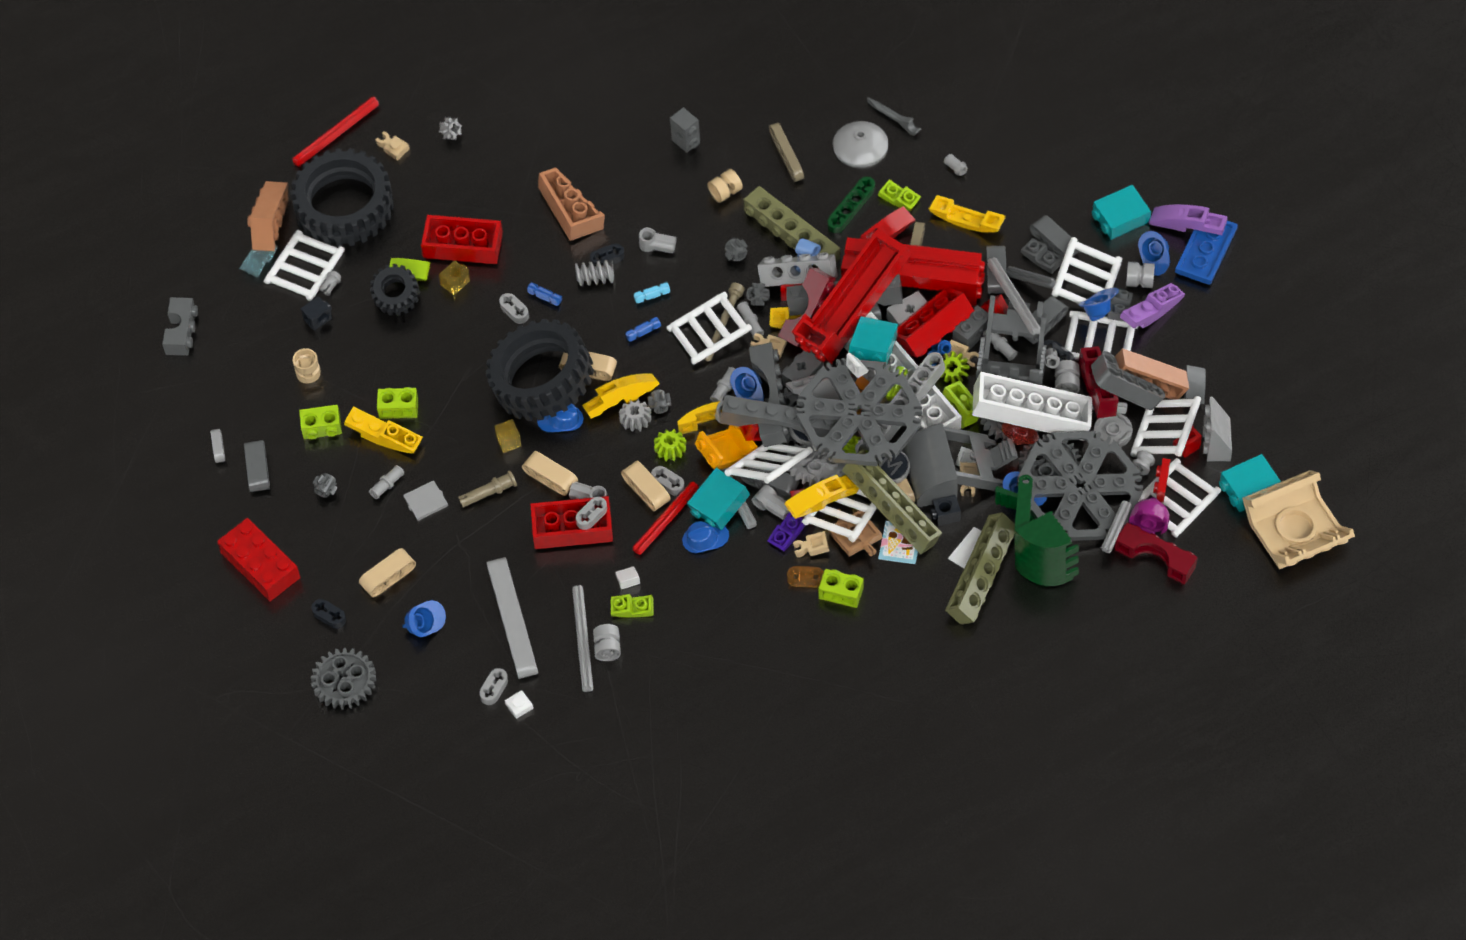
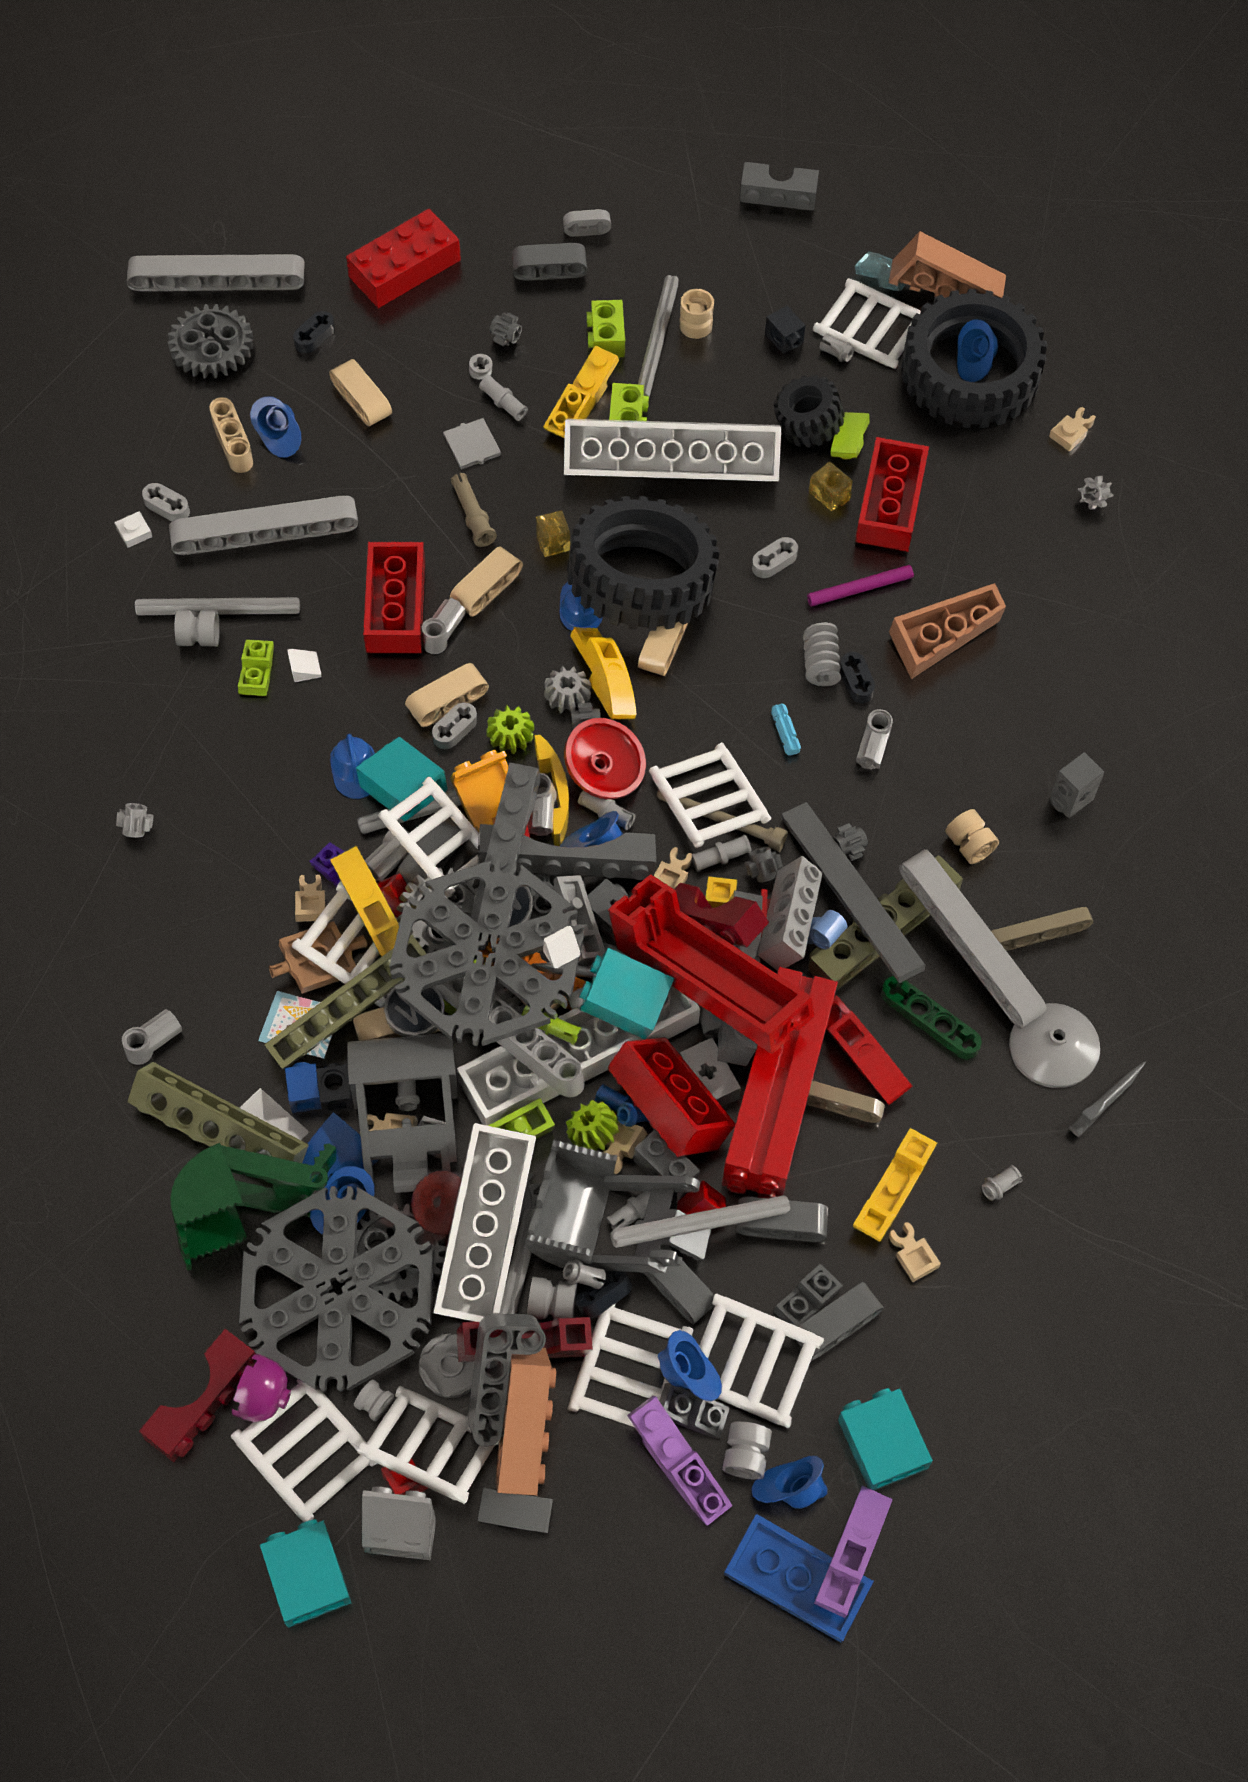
camera: 90 degrees right, 5 degrees up
(275, 687) = (215, 272): none -> light grey beam
(322, 393) = (658, 333): none -> light grey axle
(334, 198) = (976, 350): none -> blue piece
(335, 131) = (1100, 364): red axle -> none
(356, 507) = (474, 370): none -> light grey bush
(425, 657) = (231, 435): none -> tan beam
(436, 366) = (672, 449): none -> white brick
(534, 260) = (860, 585): none -> magenta piece
(544, 294) = (796, 595): blue axle -> none
(591, 513) = (393, 604): light grey beam -> none
(642, 329) = (721, 713): blue axle -> none
(665, 518) = (392, 718): red axle -> none
(691, 384) = (613, 749): none -> red dish
(766, 655) = (134, 820): none -> light grey gear
(774, 242) = (853, 893): none -> dark grey tile
(802, 177) = (972, 939): none -> light grey beam
(805, 576) = (267, 889): clear orange beam -> none
(839, 593) = (220, 927): lime brick -> none
(898, 196) = (944, 1090): lime slope -> none
(924, 619) = (151, 1035): none -> light grey piece
(950, 527) = (302, 1087): none -> blue brick
(983, 504) = (343, 1138): none -> blue brick
(1007, 203) = (915, 1256): none -> tan plate
(1030, 277) = (756, 1267): dark grey axle -> none
(1116, 526) = (248, 1332): light grey axle -> none
(1162, 473) = (314, 1417): red plate -> none
(1294, 520) = (209, 1639): tan panel -> none

